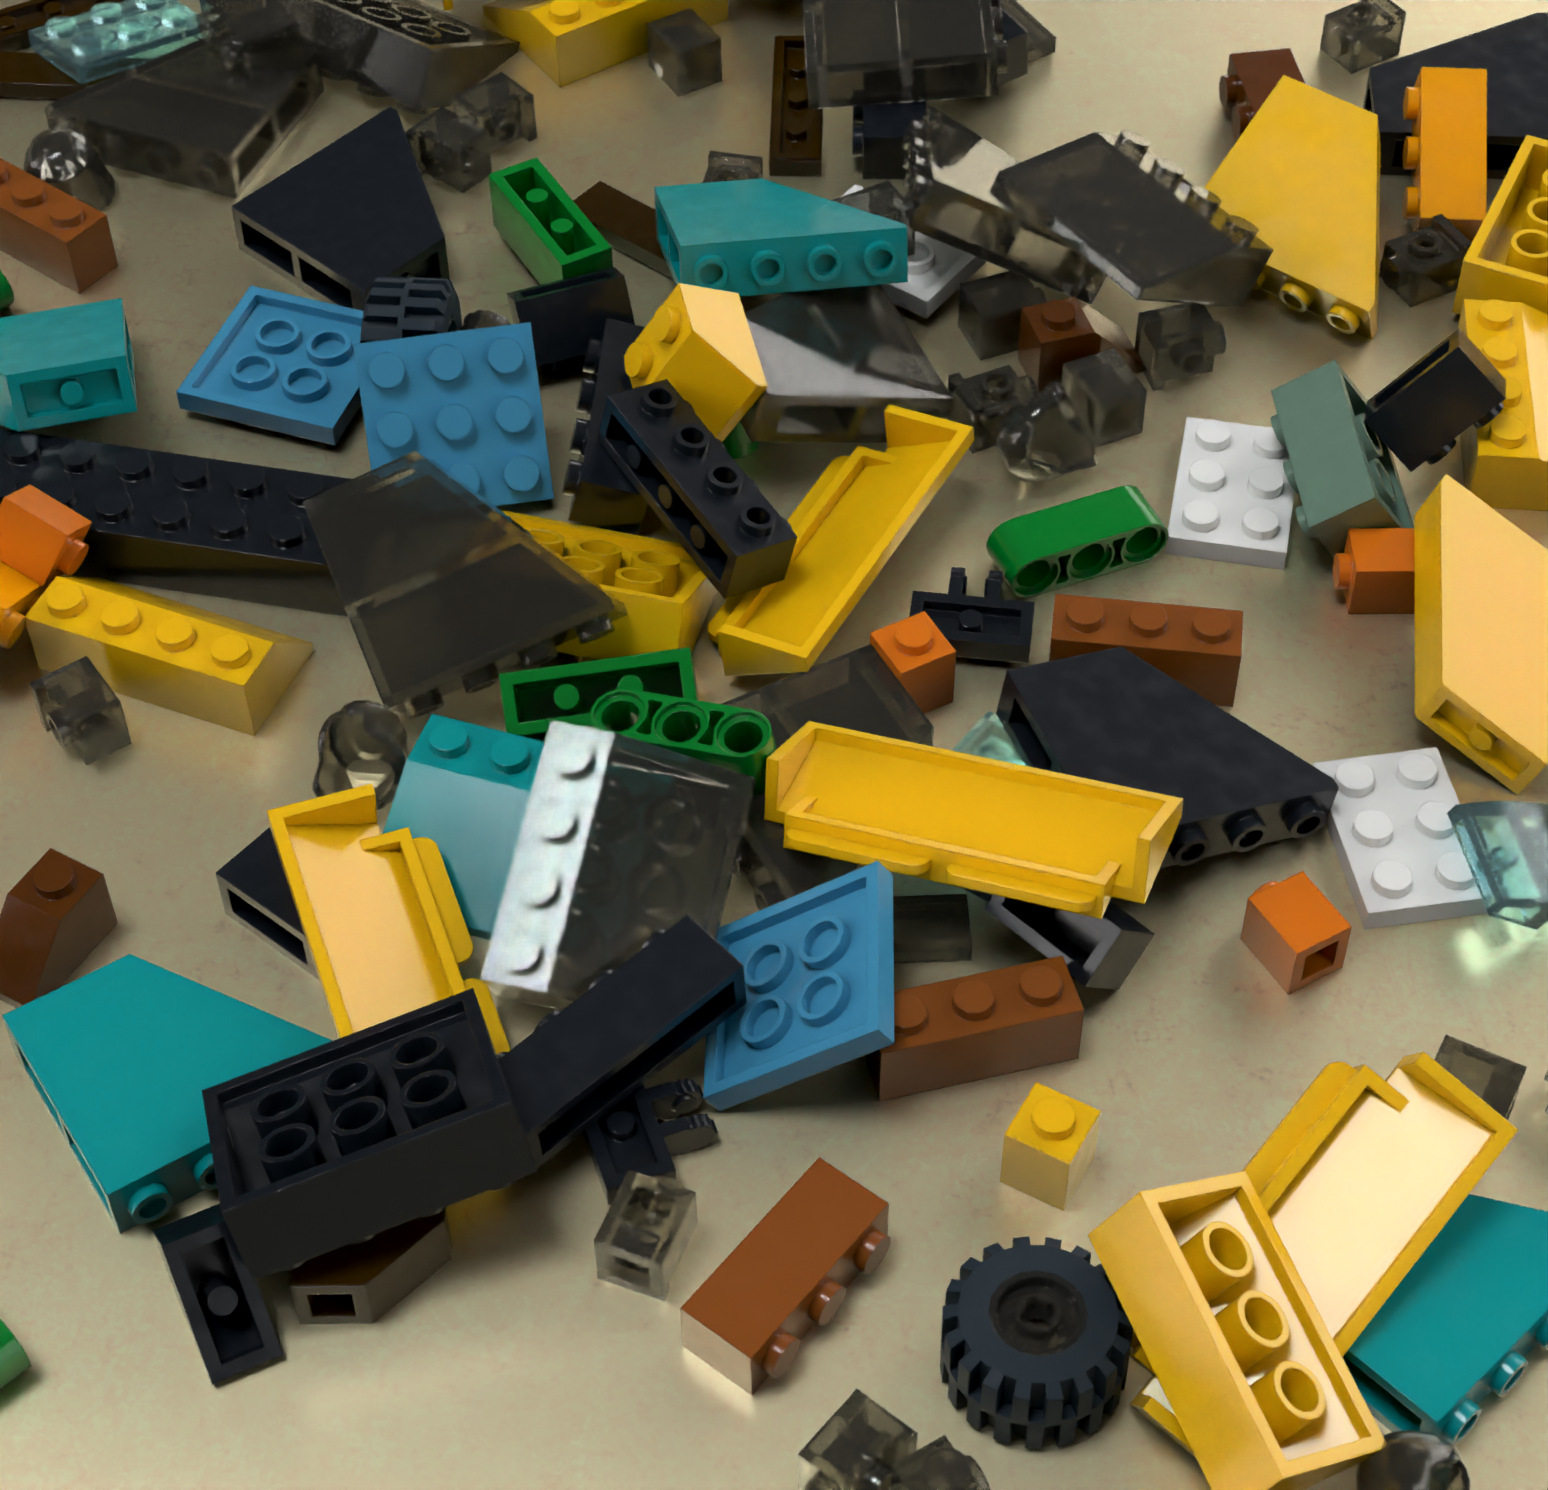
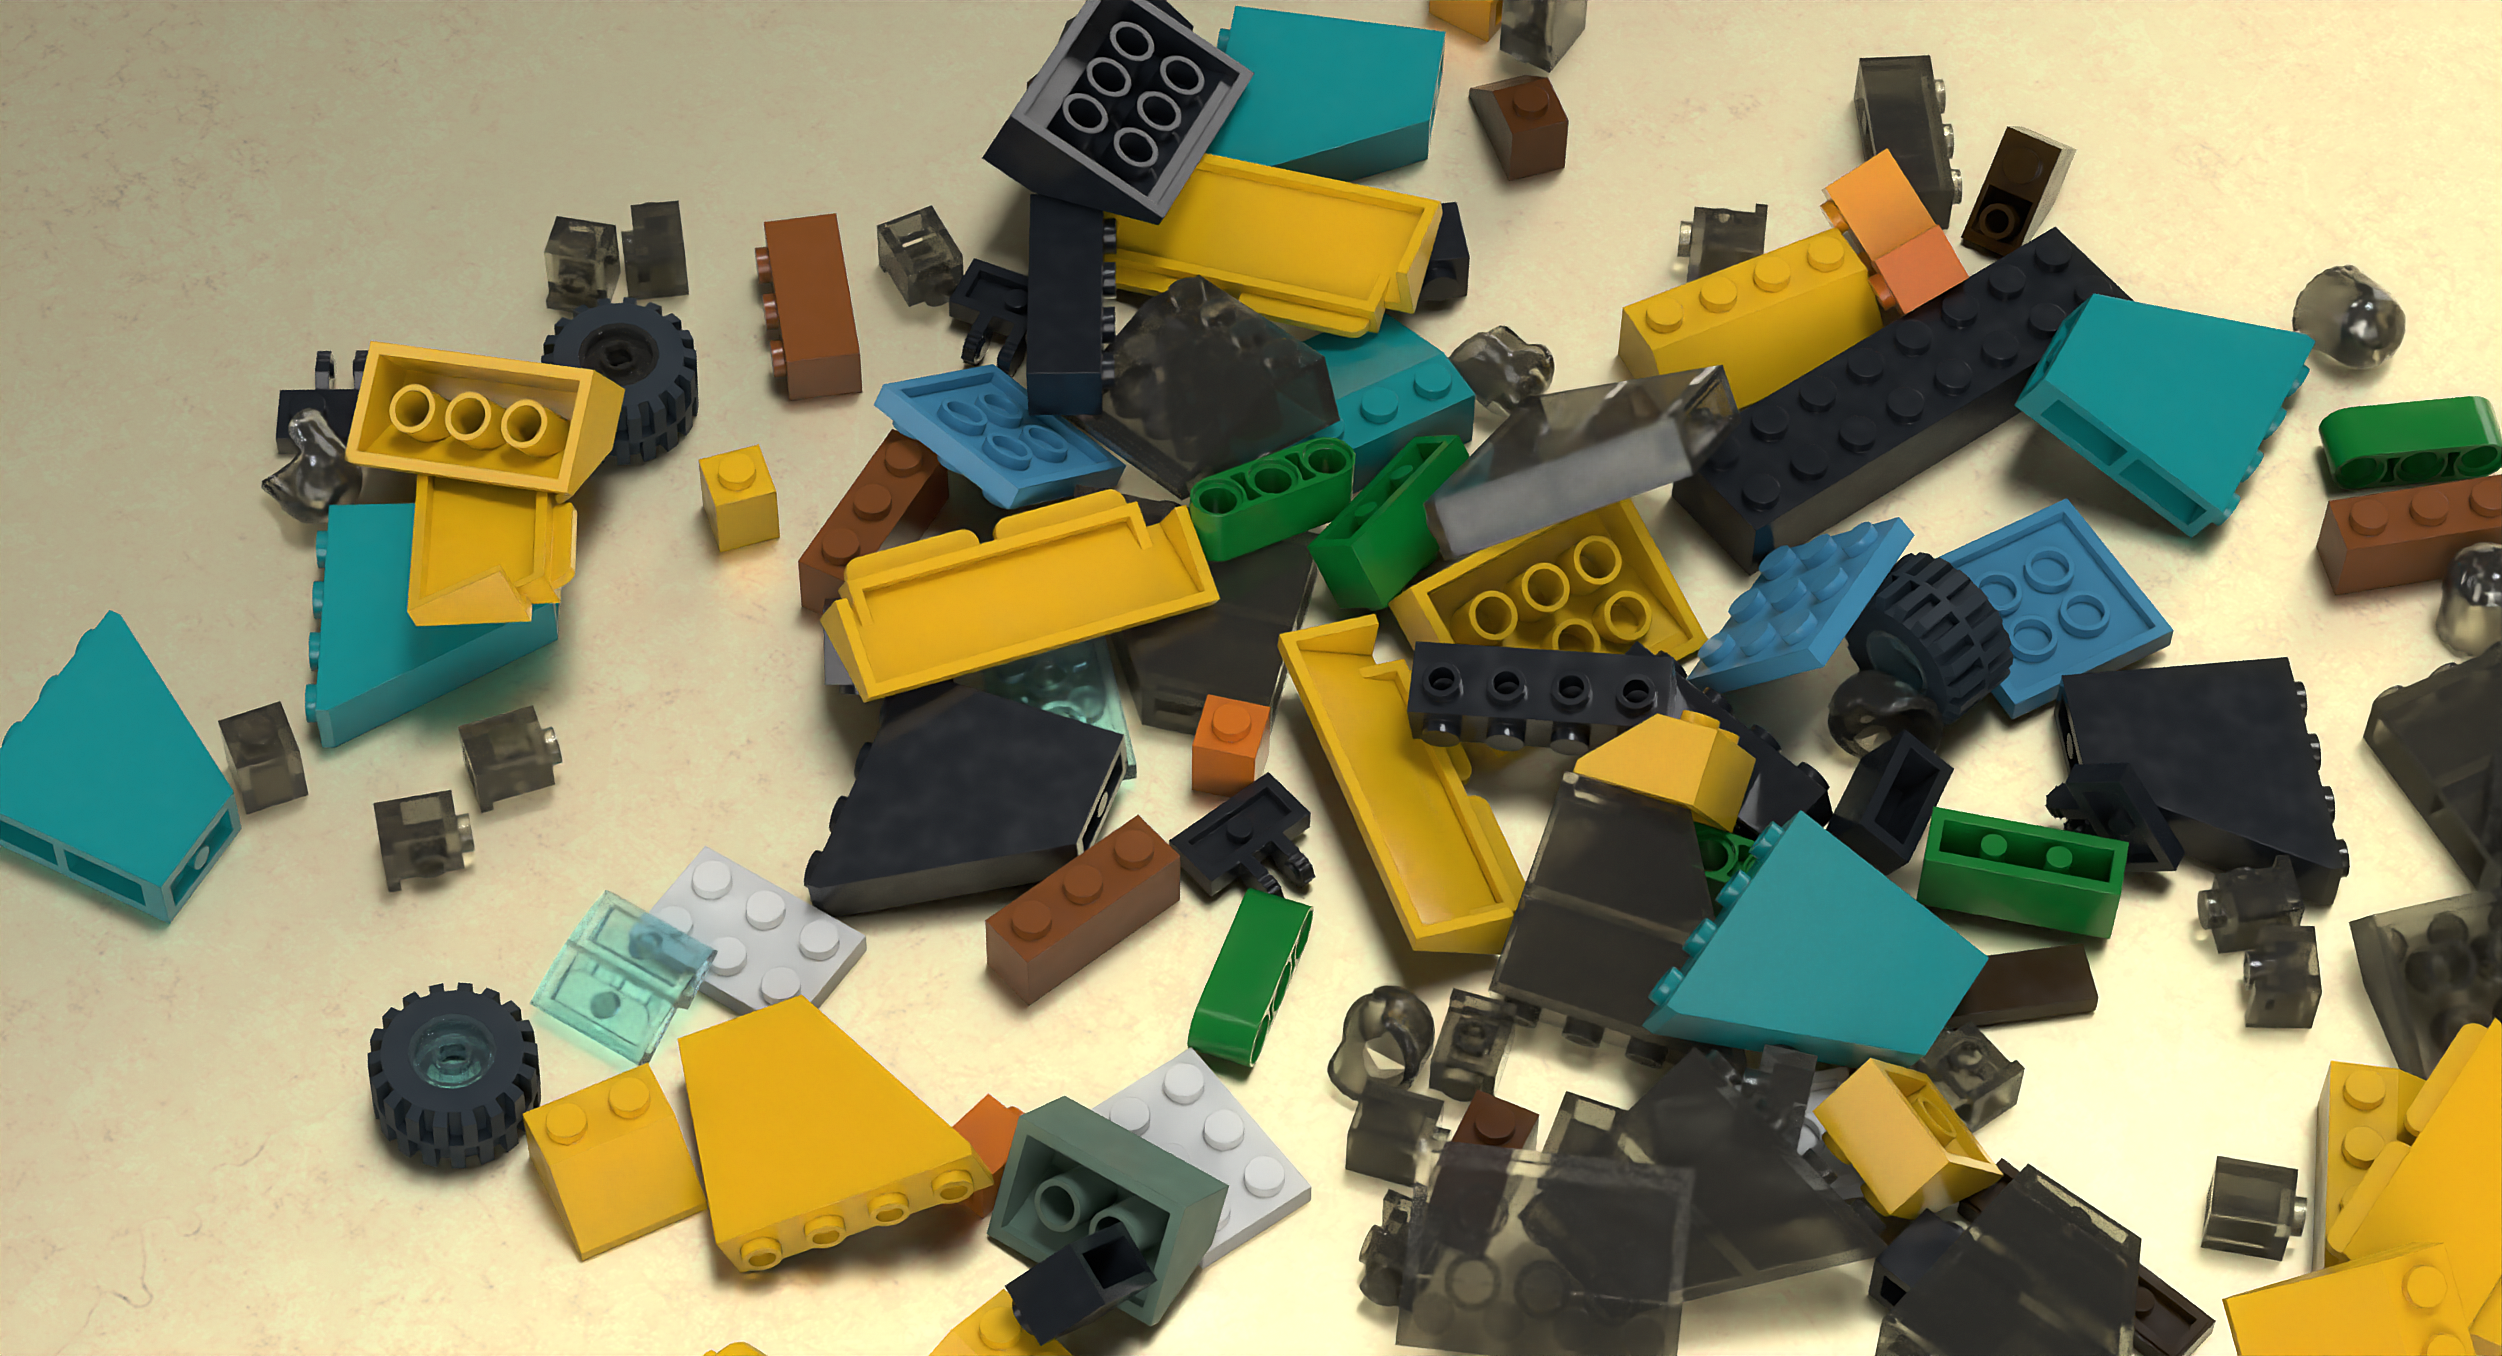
camera: 130 degrees right, 5 degrees up
(459, 210) = (2115, 805): none -> black hinge
(838, 150) = (1903, 1141): none -> yellow slope
(1295, 931) = (739, 781): orange brick -> none

